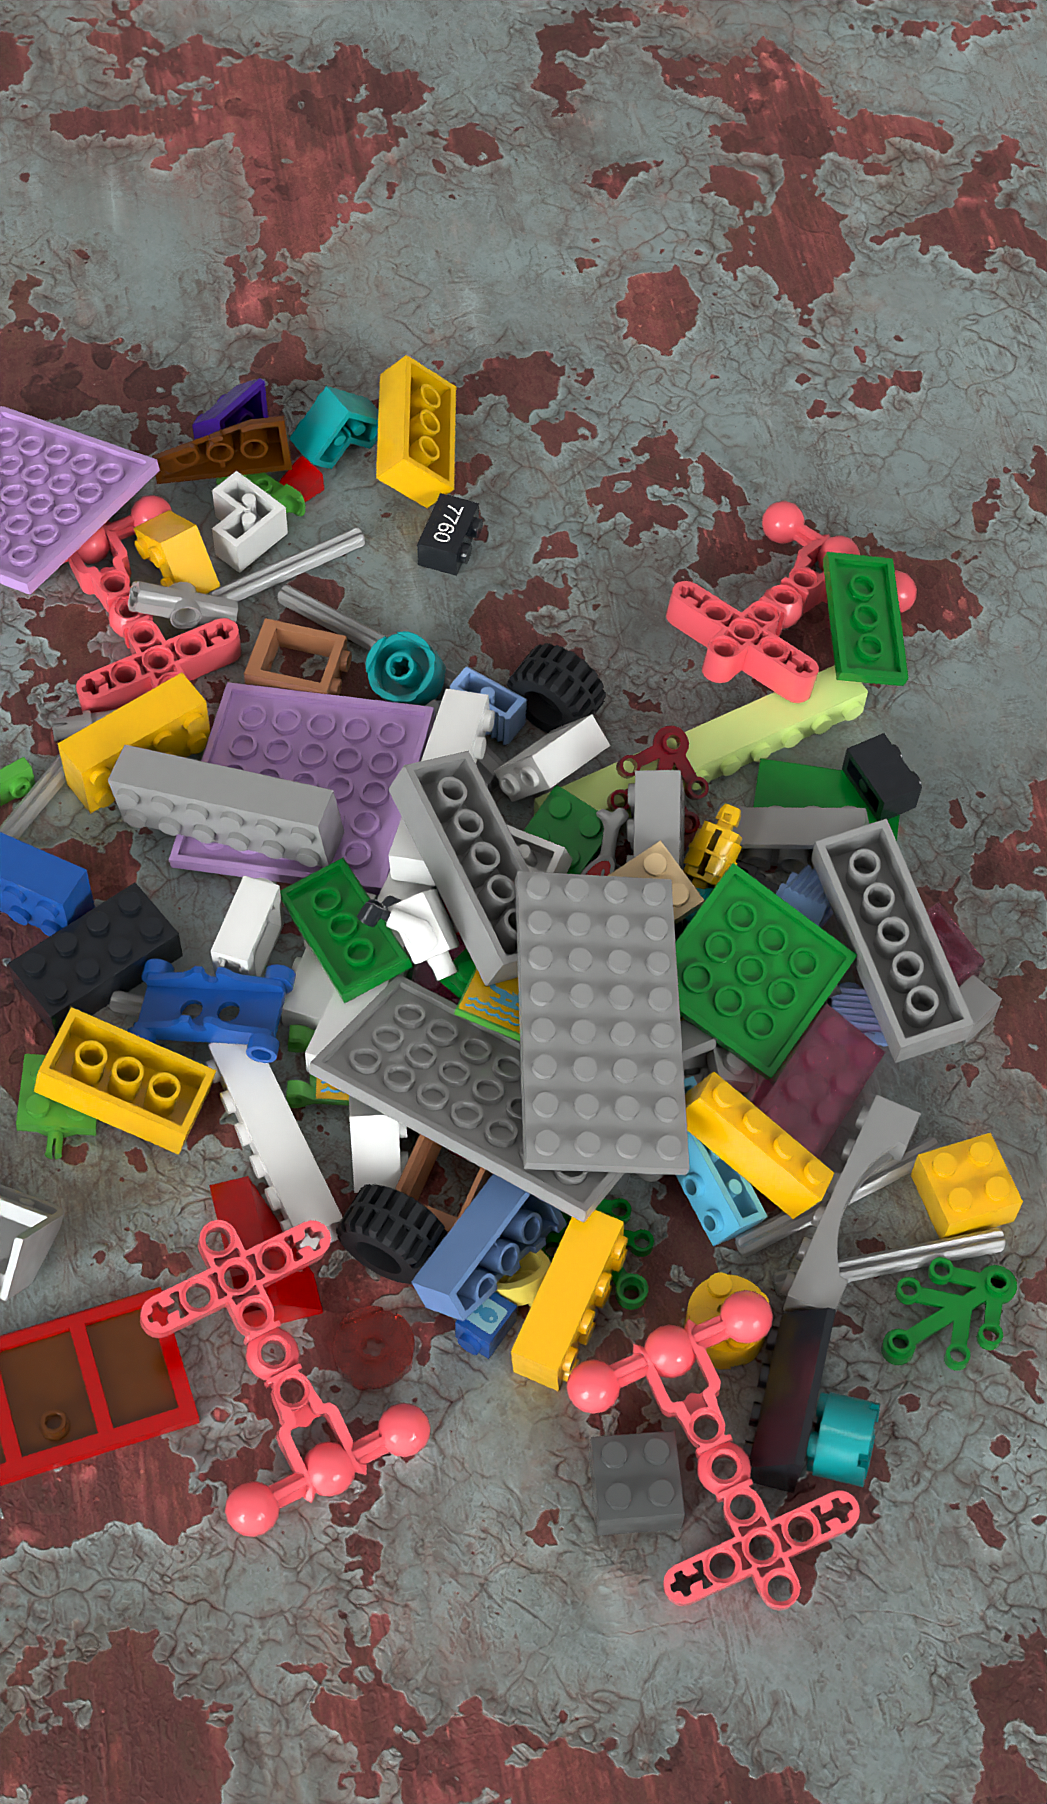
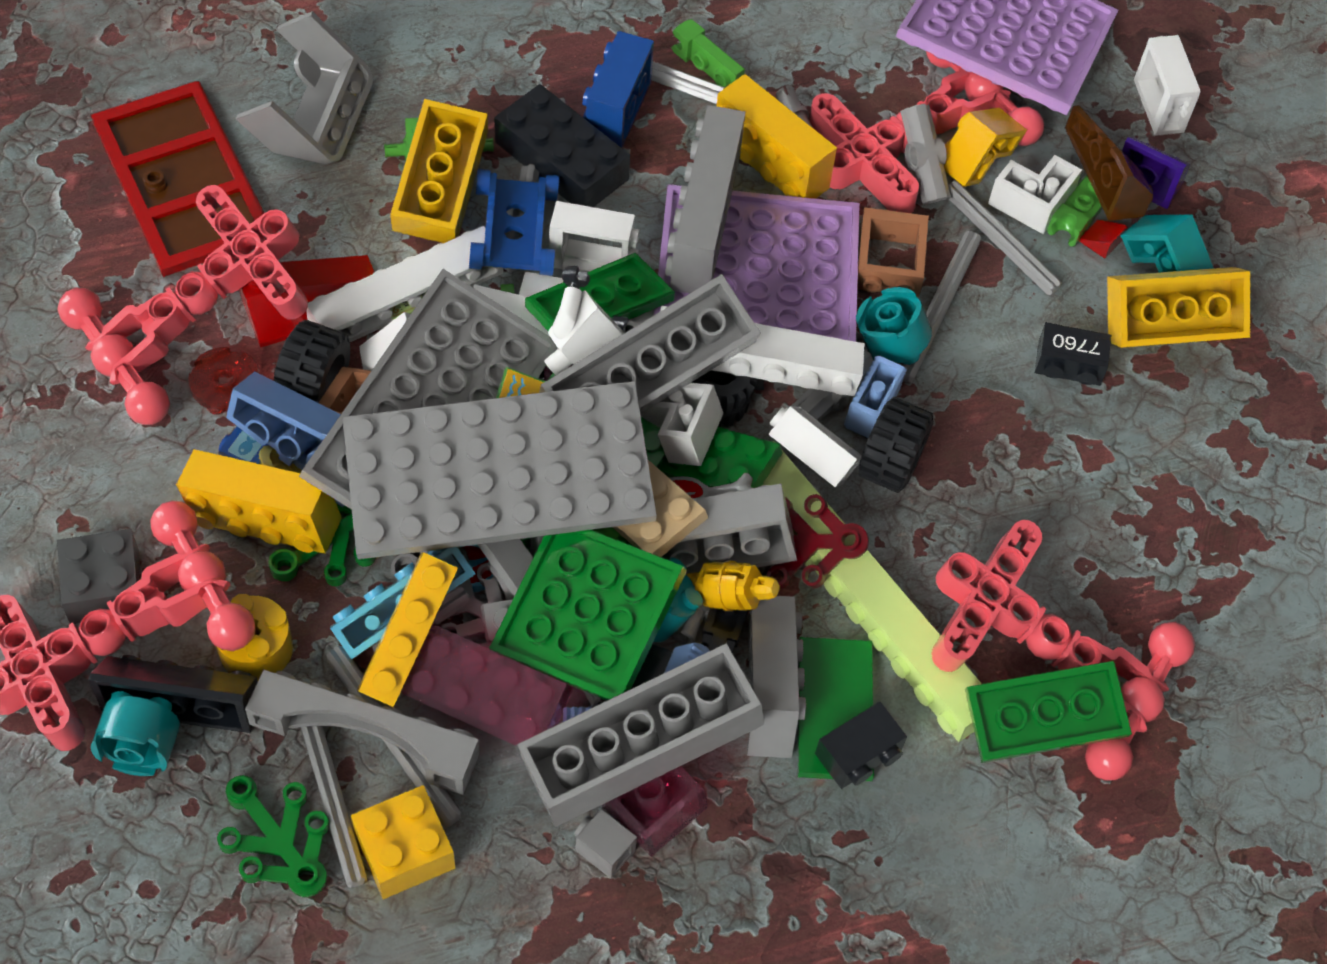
camera: 80 degrees right, 0 degrees up
(126, 363) = (1165, 84): none -> white window

